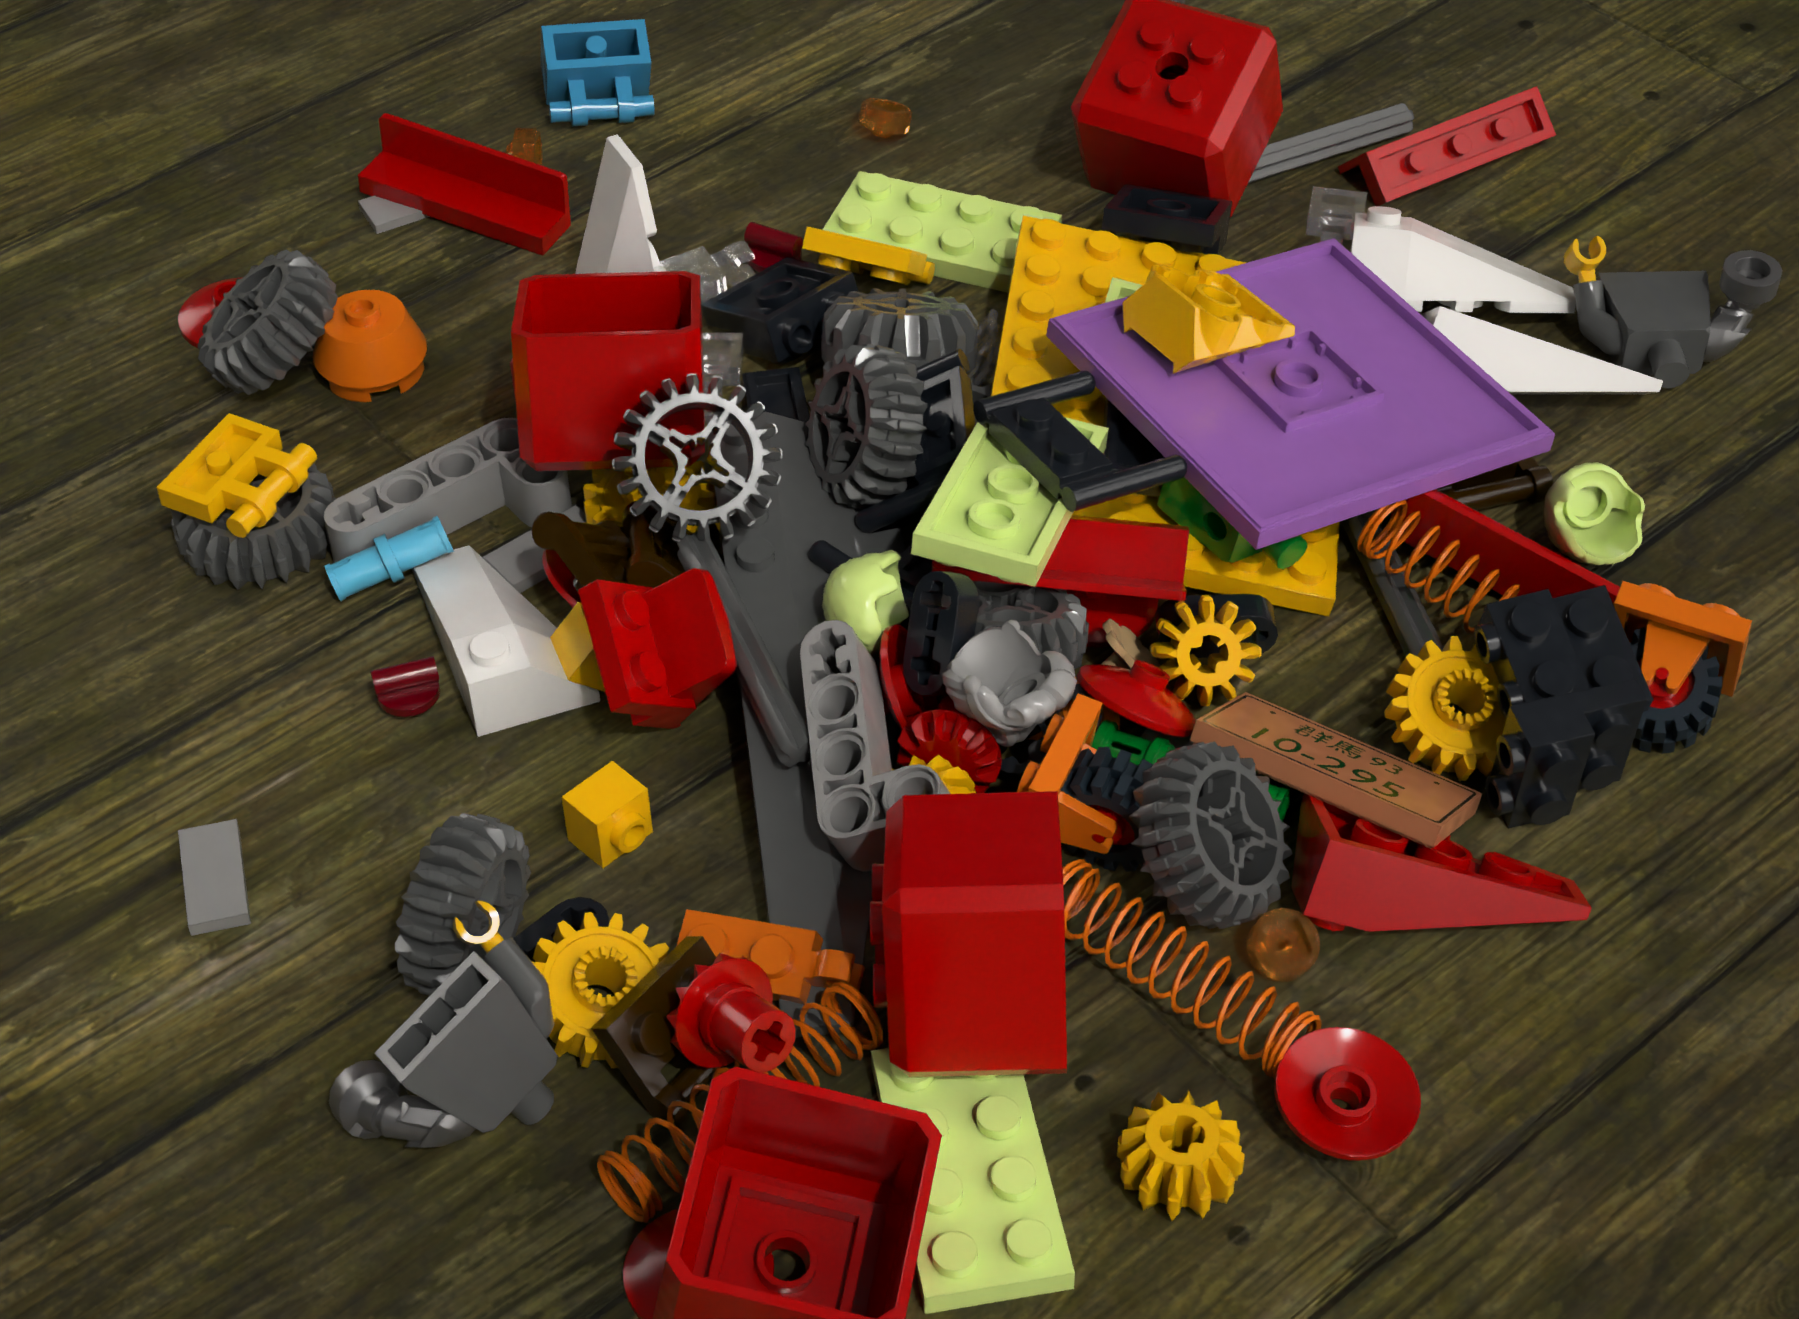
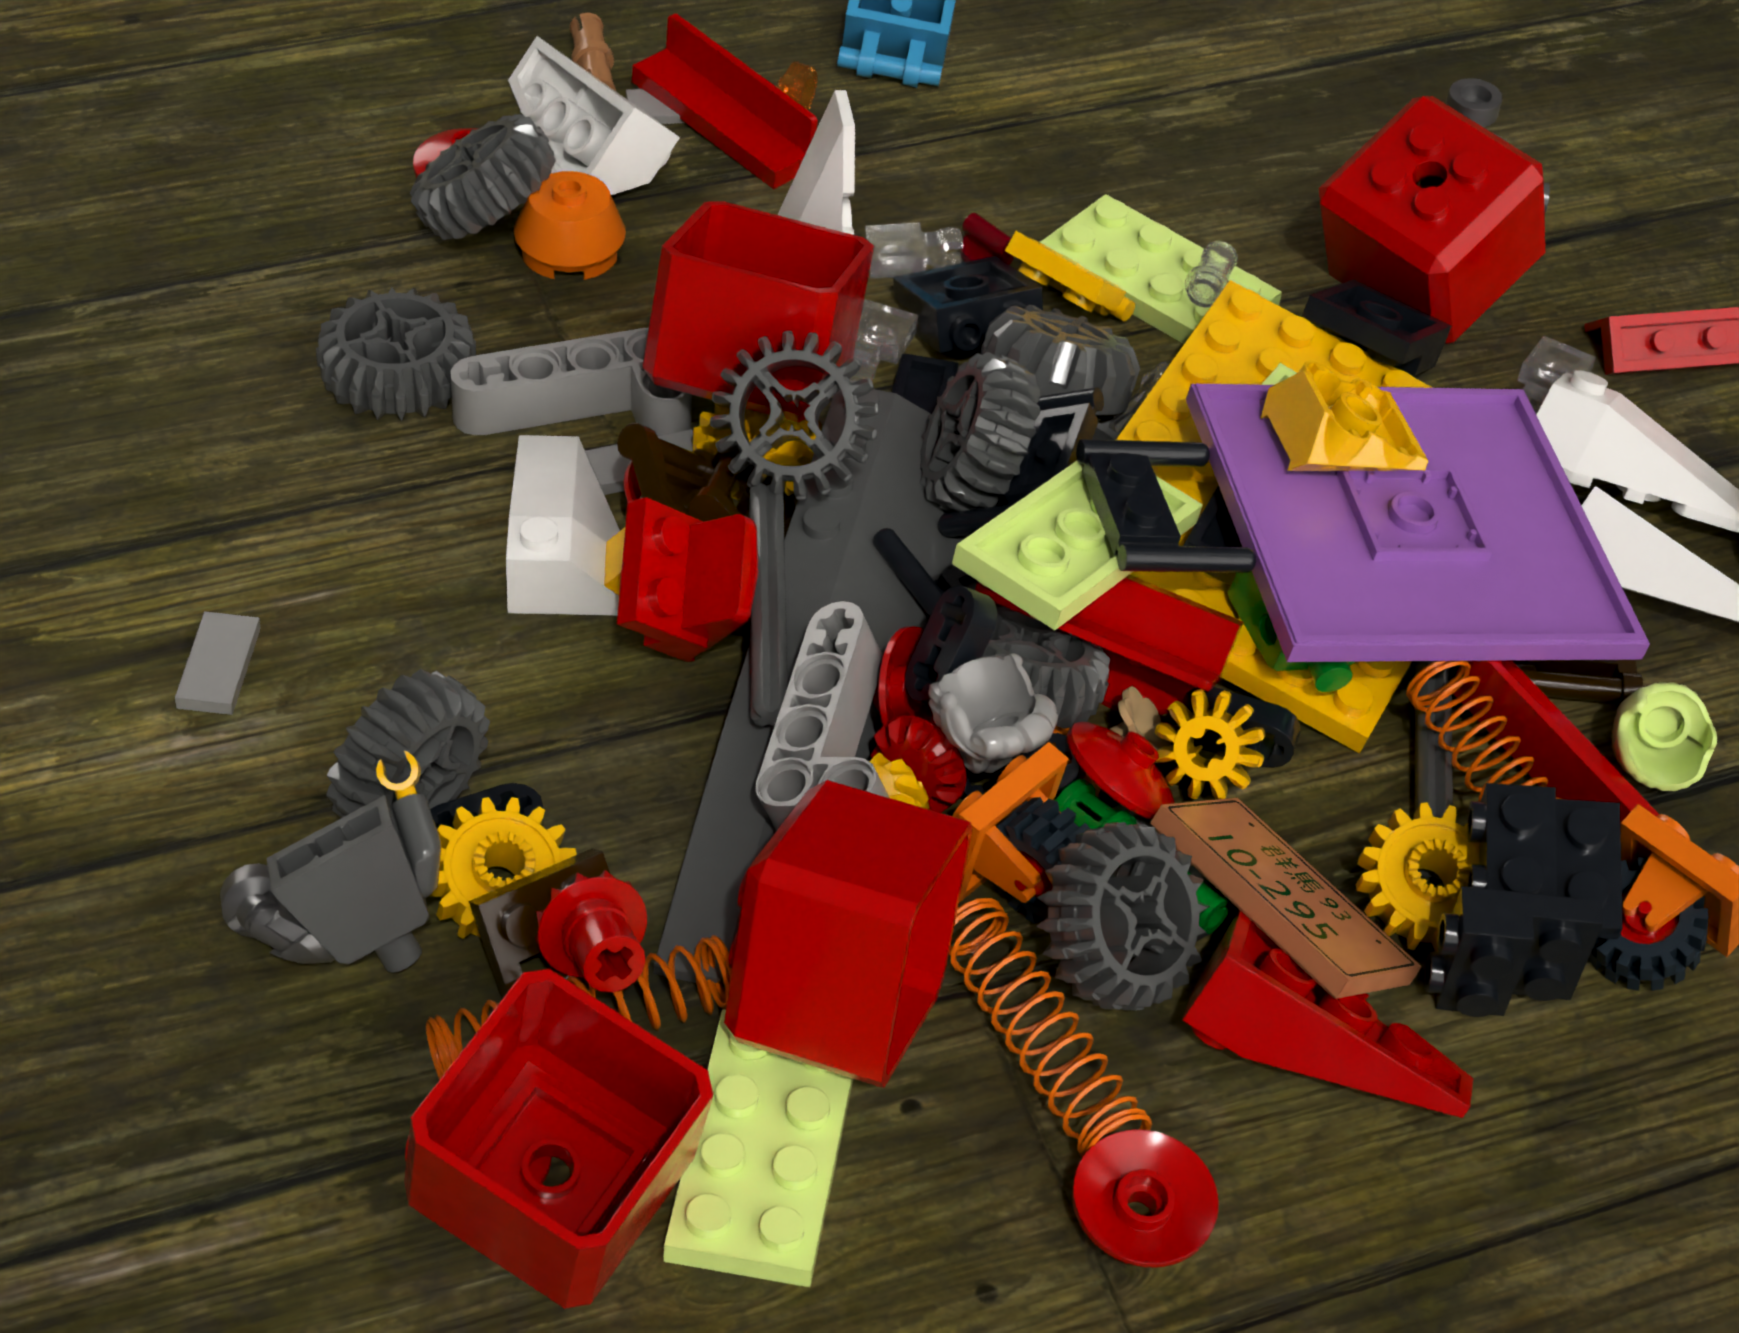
camera: 15 degrees right, 0 degrees up
(224, 465) = (380, 295): yellow plate -> none
(314, 181) = (590, 48): none -> medium nougat pin
(348, 239) = (588, 121): none -> white wedge
(388, 558) = (497, 425): medium azure pin -> none
(407, 687) = (460, 547): dark red plate -> none
(607, 814) = (584, 718): yellow plate -> none
(785, 953) = (674, 896): orange plate -> none
(866, 596) = (900, 592): yellowish green hair -> none
(885, 117) = (1155, 149): clear orange tile -> none
(999, 222) = (1211, 275): none -> clear pin
(1180, 1155) = (960, 1200): yellow gear -> none
(1283, 945) = (1155, 1043): clear orange tile -> none
(1333, 140) = (1589, 297): dark grey axle -> none

